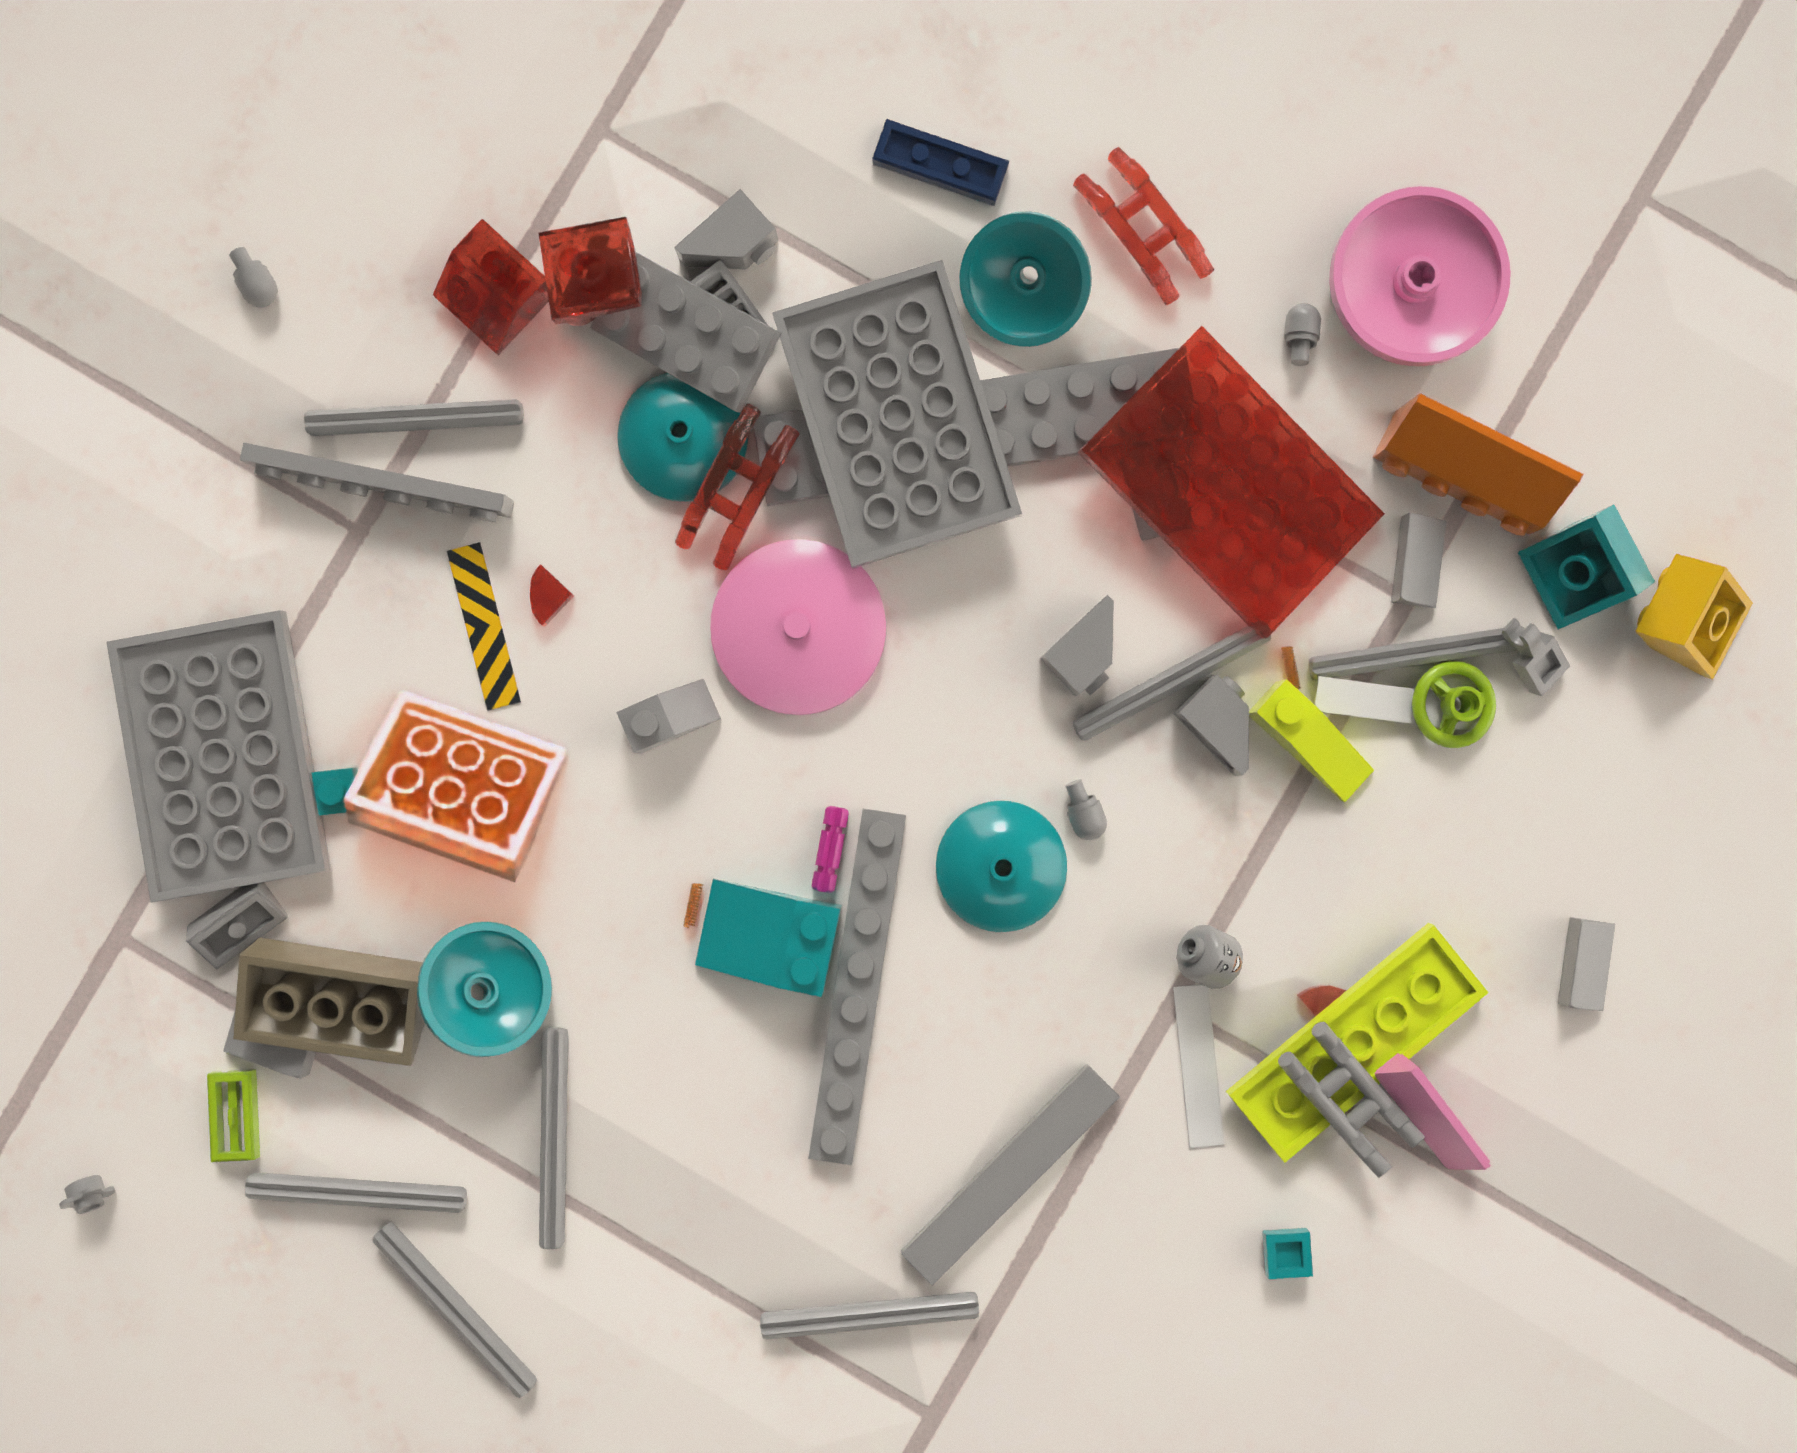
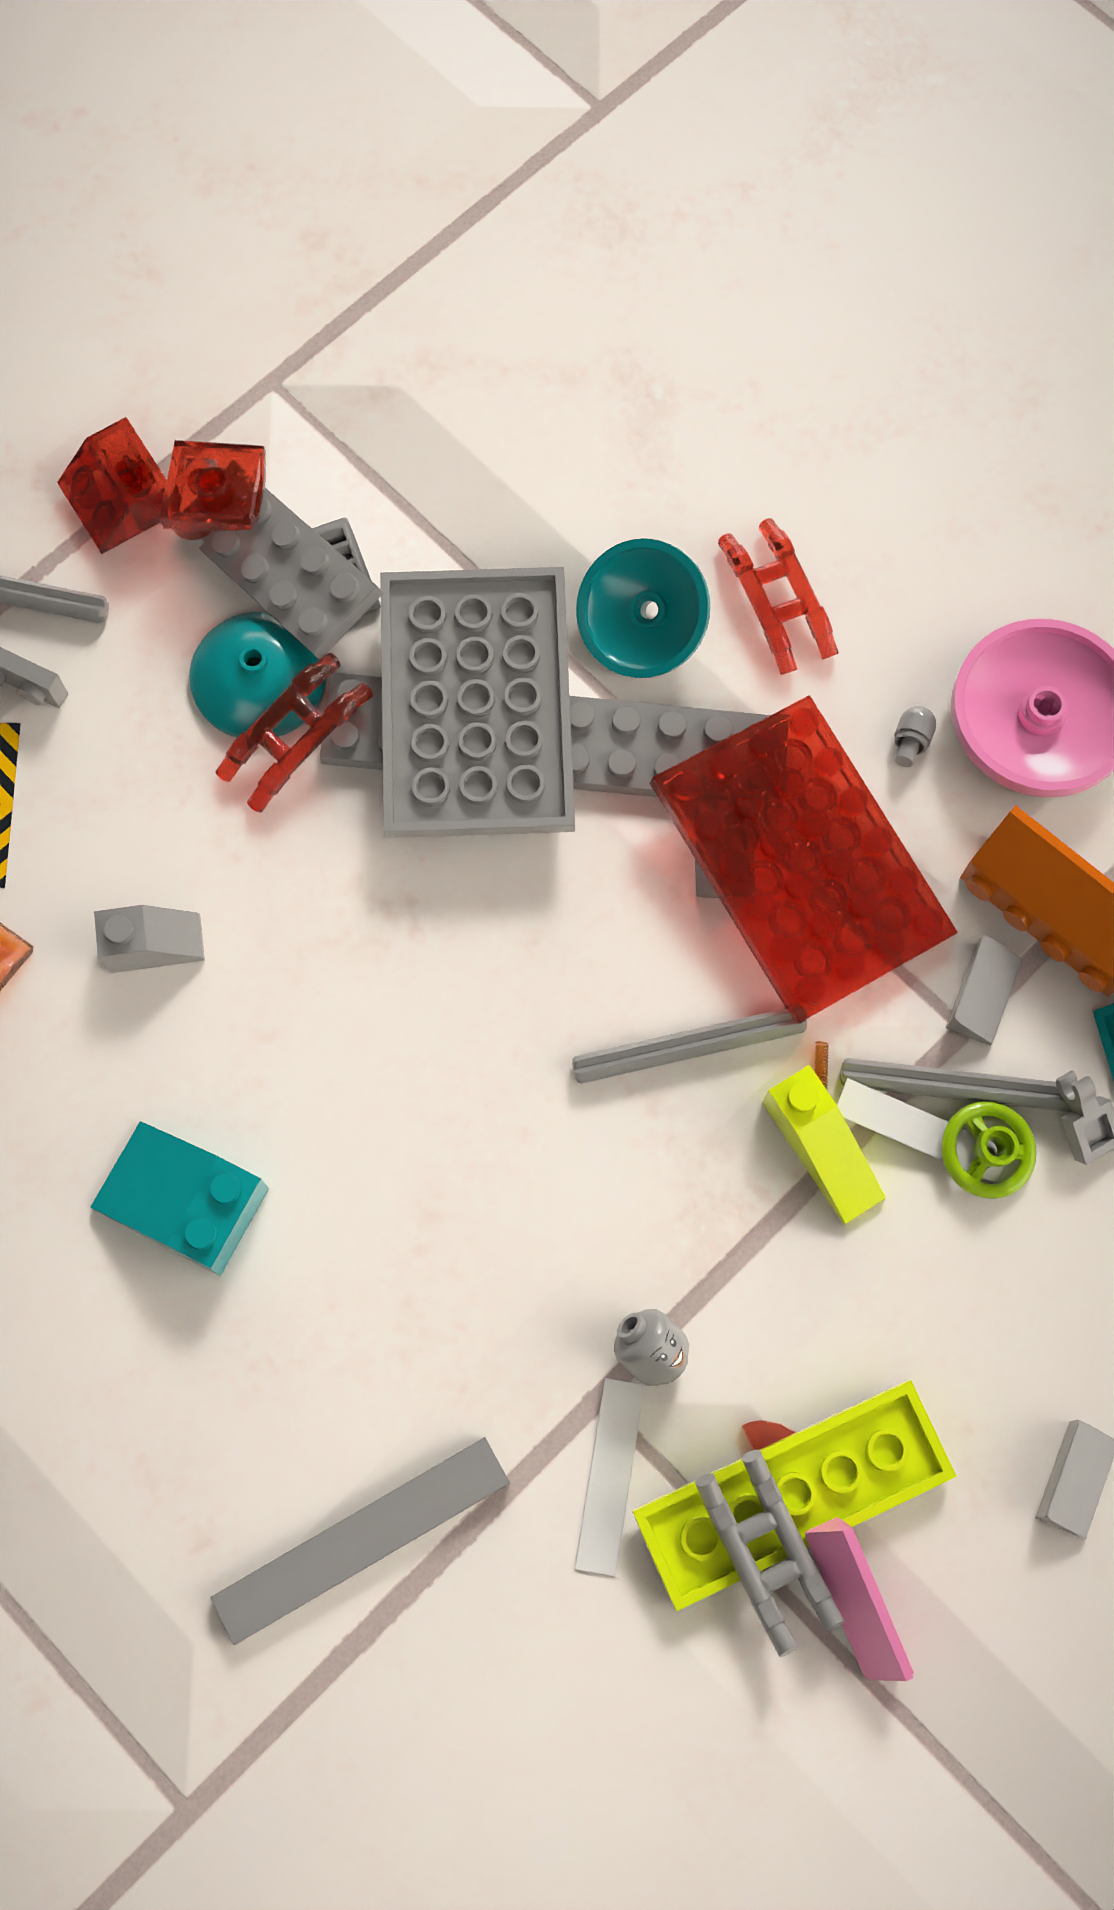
camera: 15 degrees right, 15 degrees down
(547, 595) = (68, 790): clear red tile -> none
(694, 889) = (110, 1147): clear orange leg -> none
(733, 234) = (367, 497): light grey slope -> none
(798, 627) = (313, 889): bright pink dish -> none
(830, 849) = (274, 1122): dark pink axle -> none
(857, 986) = (254, 1284): light grey plate -> none
(869, 1315) = (152, 1662): light grey axle -> none
(940, 162) = (592, 490): dark blue tile -> none
(969, 858) = (458, 1226): teal dish -> none
(1085, 650) = (603, 985): light grey slope -> none
(1085, 812) = (559, 1157): light grey cylinder -> none
(1220, 721) = (727, 1096): light grey slope -> none
(1287, 1253) = (653, 1724): teal plate -> none

